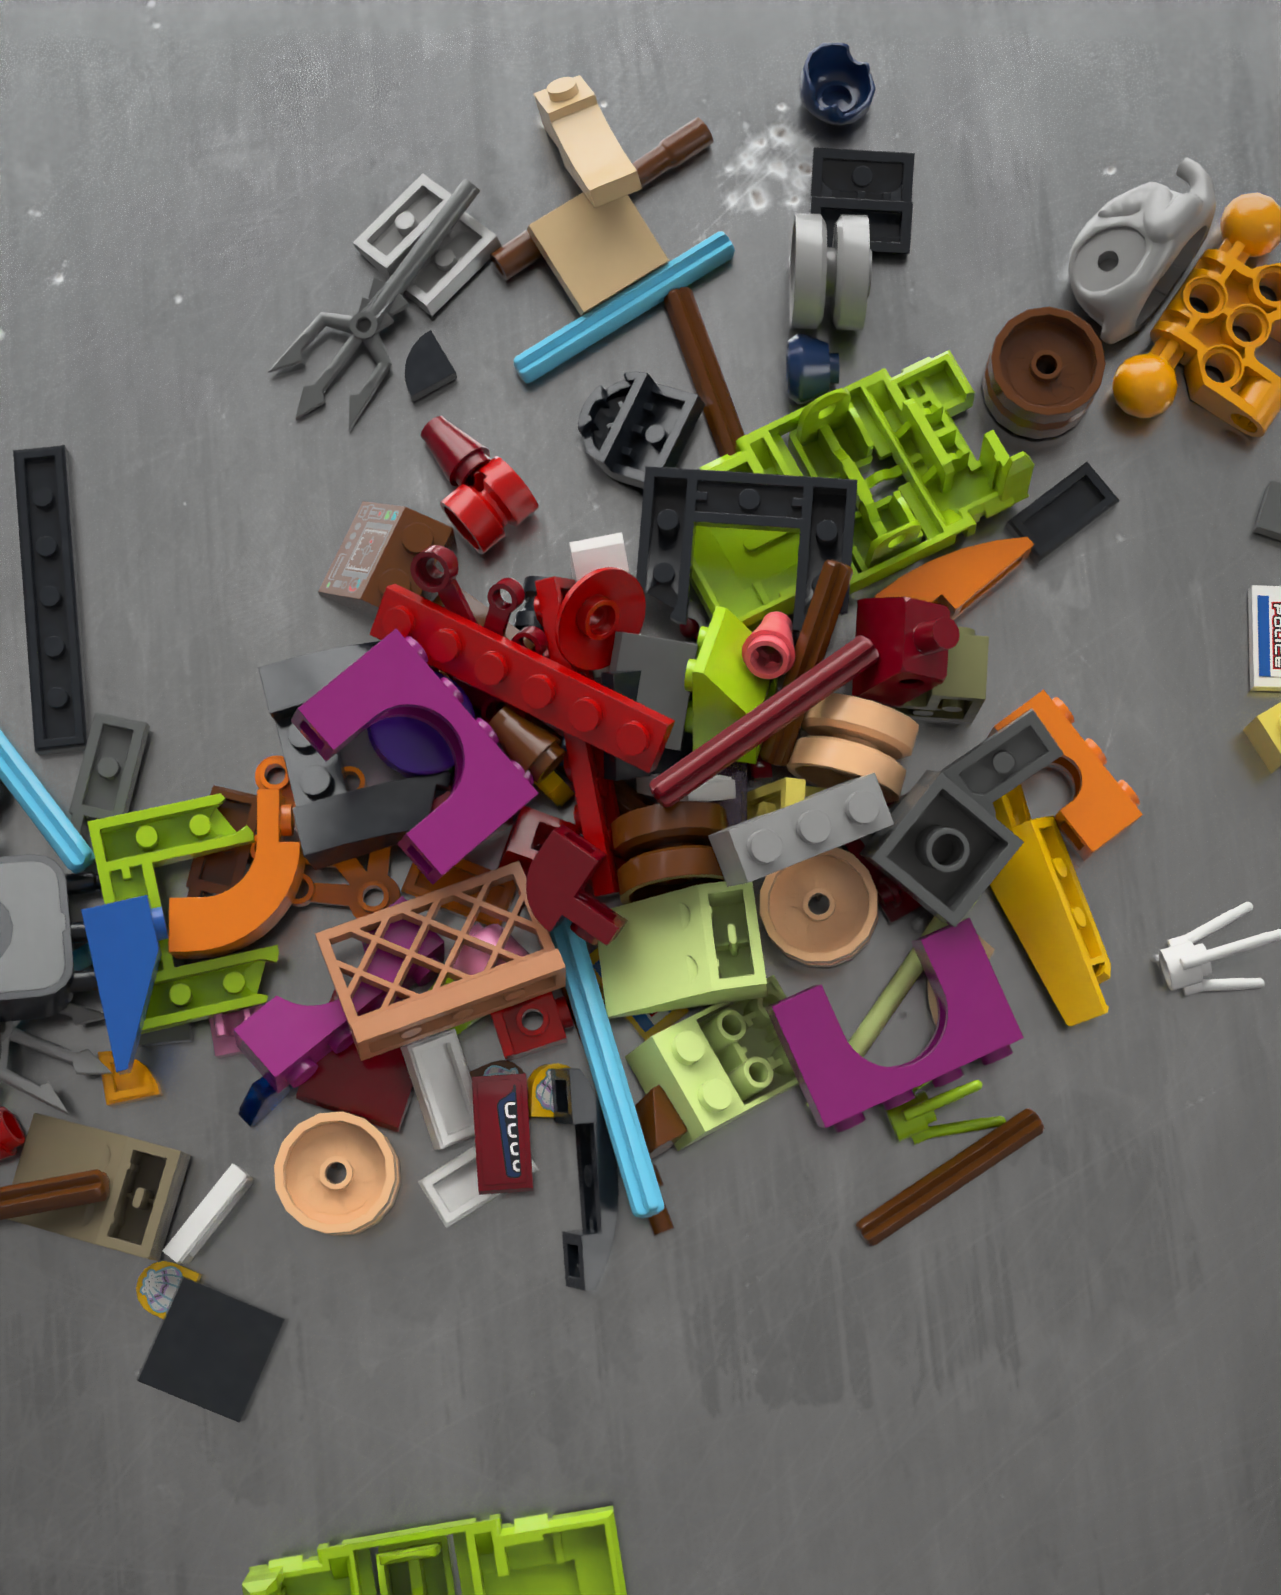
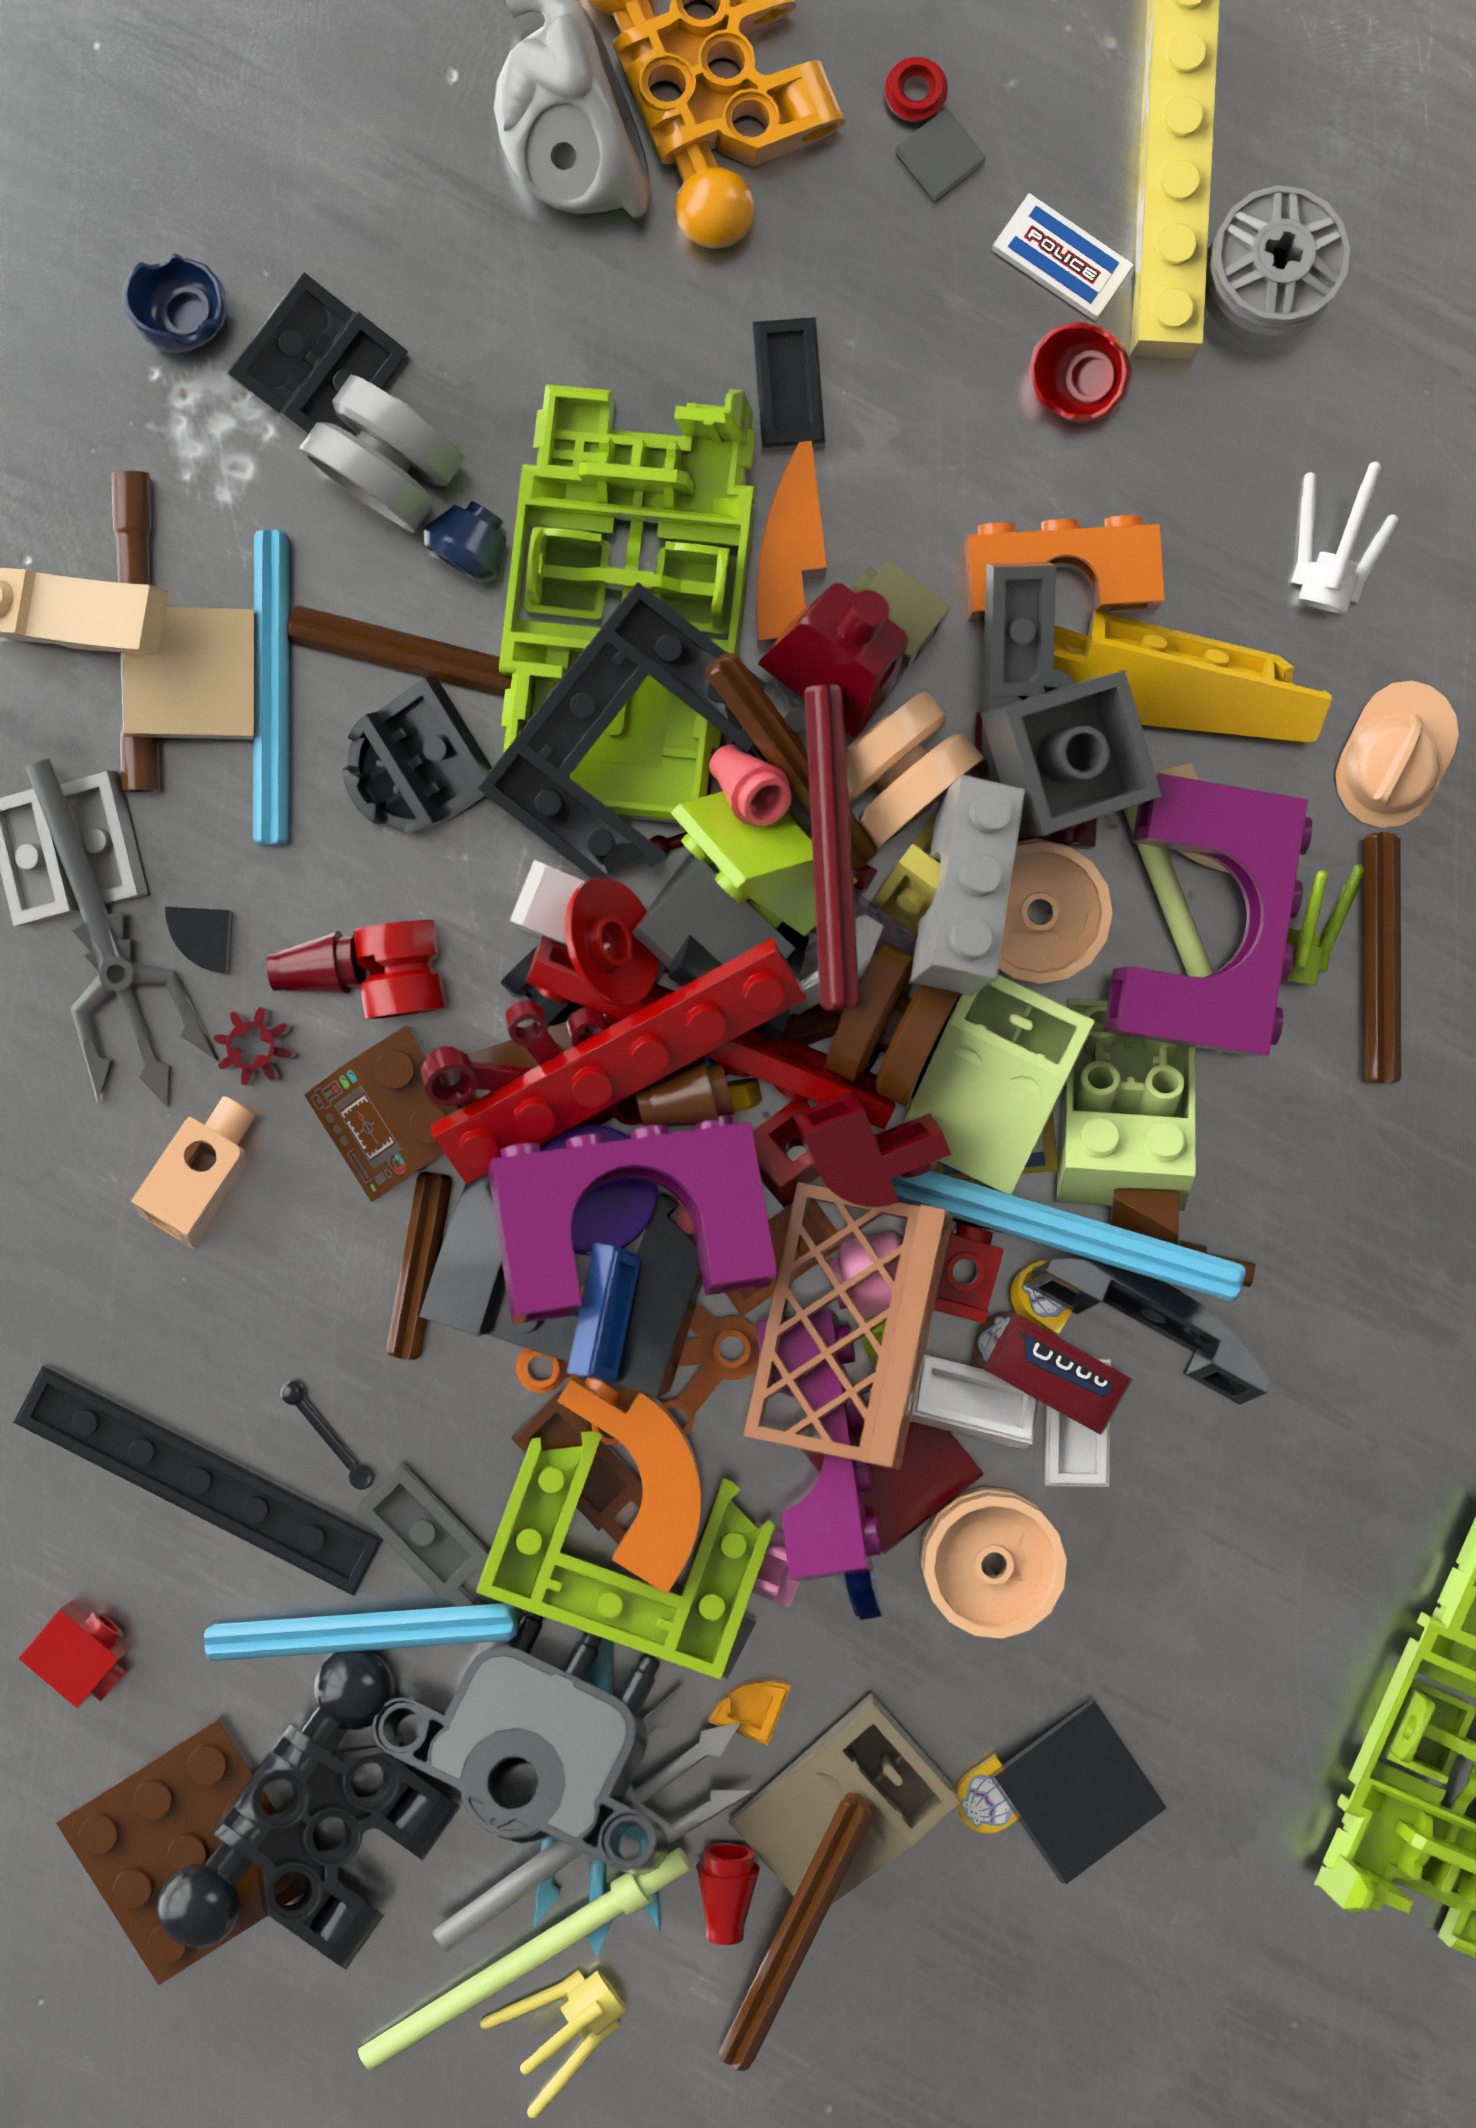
camera: 60 degrees left, 10 degrees up
(122, 704) = (361, 1474): none -> black hinge
(125, 963) = (648, 1643): blue slope -> none
(209, 1215) = (946, 1712): white tile -> none
(259, 458) = (185, 1199): none -> light nougat torso
(327, 635) = (418, 1263): none -> reddish brown axle
(338, 778) = (604, 1313): none -> blue tile
(366, 431) = (241, 1057): none -> dark red gear
(1043, 372) = (631, 266): reddish brown wheel -> none
(1100, 1094) = (1397, 754): none -> light nougat piece
(1208, 696) = (1080, 372): none -> red hair

